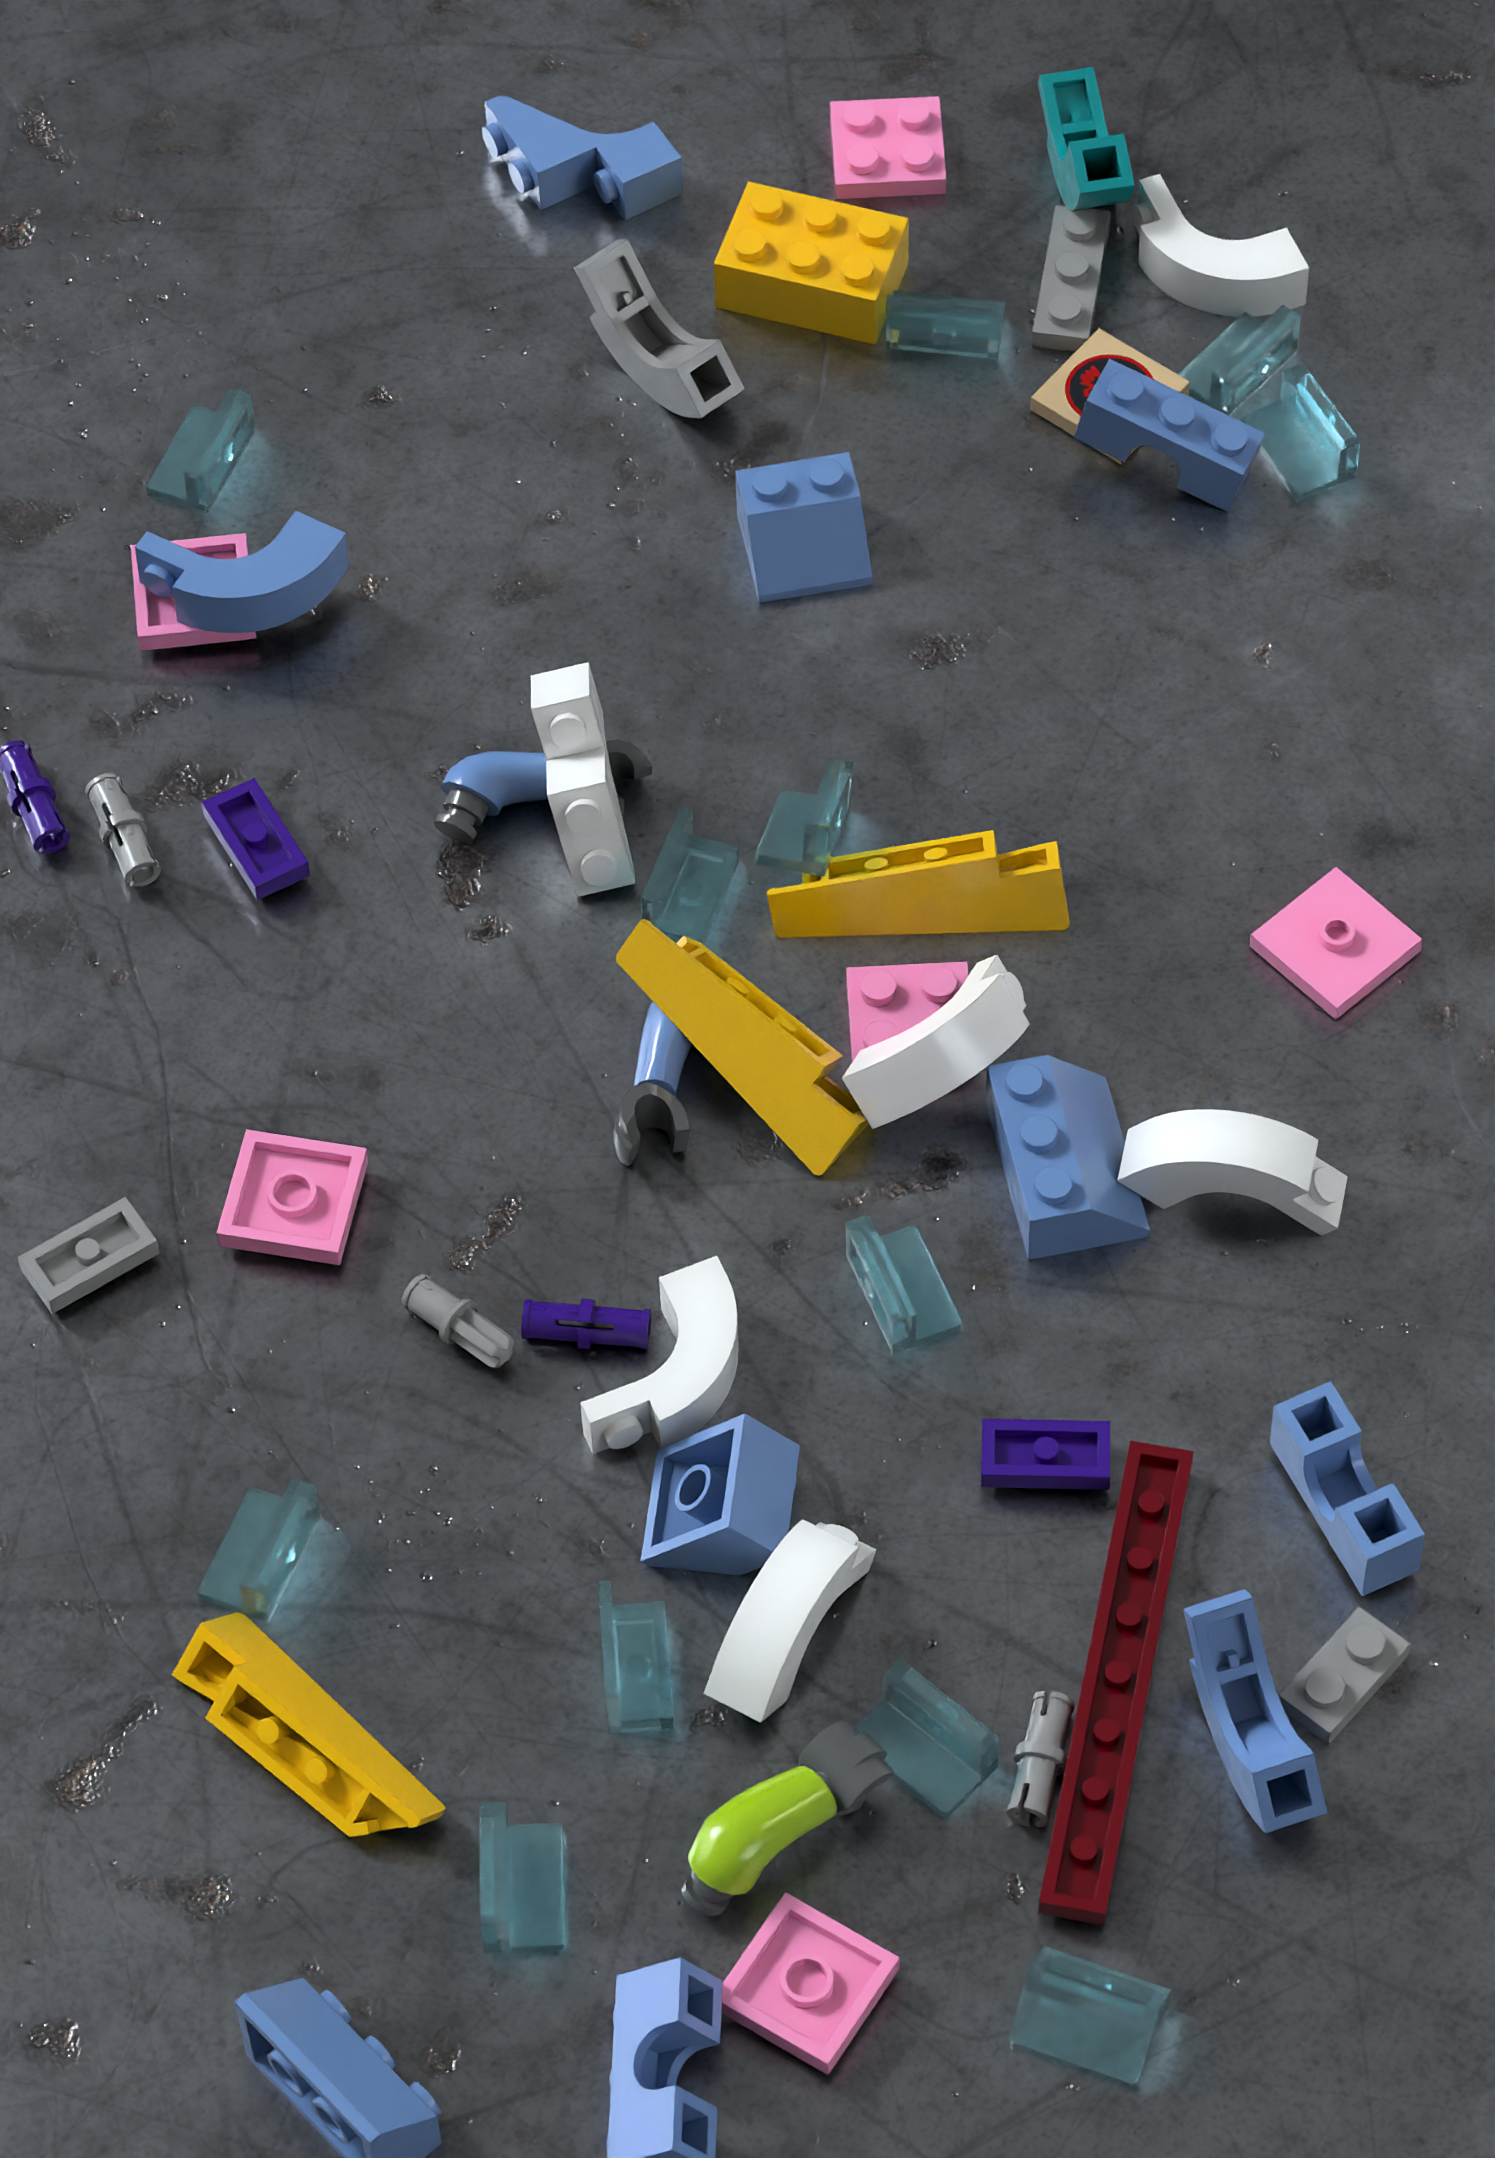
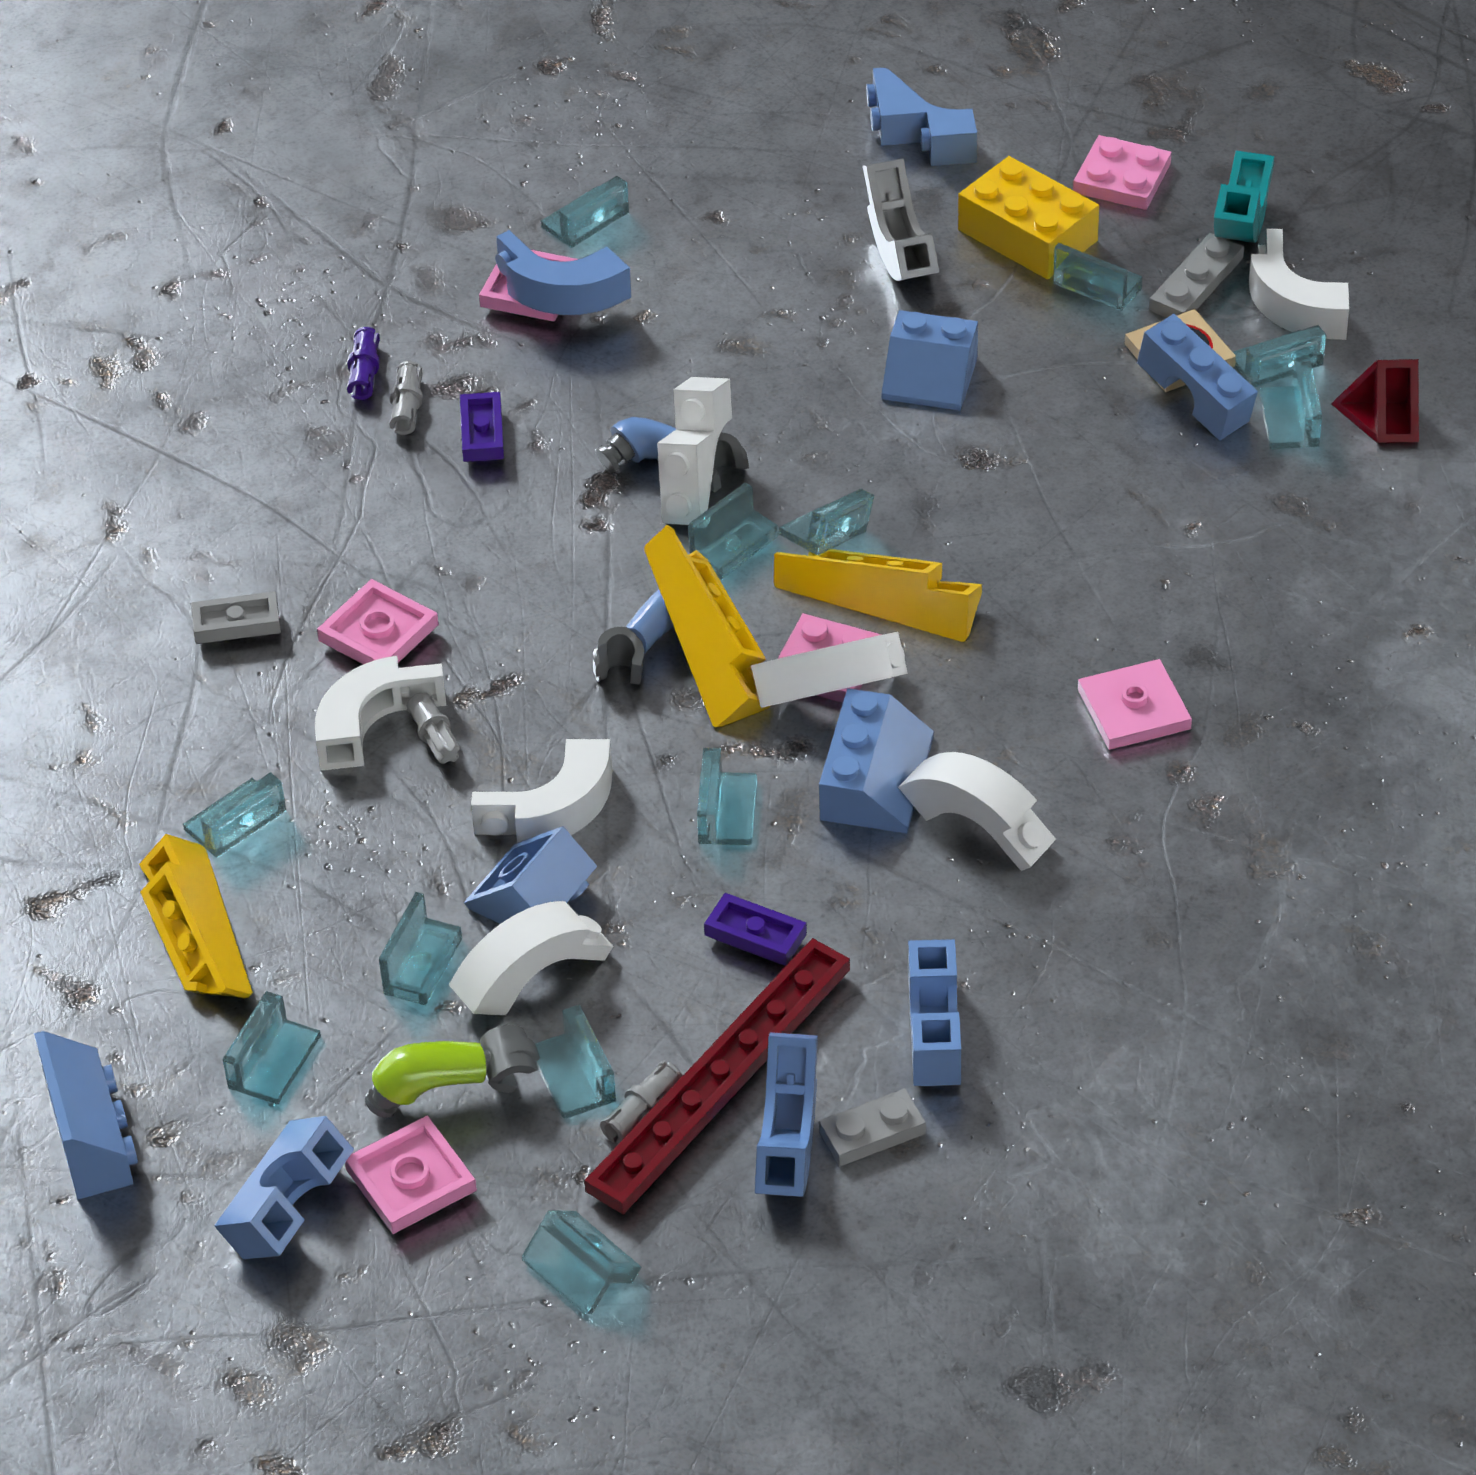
camera: 25 degrees right, 10 degrees down
(337, 1311) = (362, 699): none -> white arch
(542, 1319) = (490, 746): dark purple pin -> none
(1416, 387) = (1384, 401): none -> dark red slope

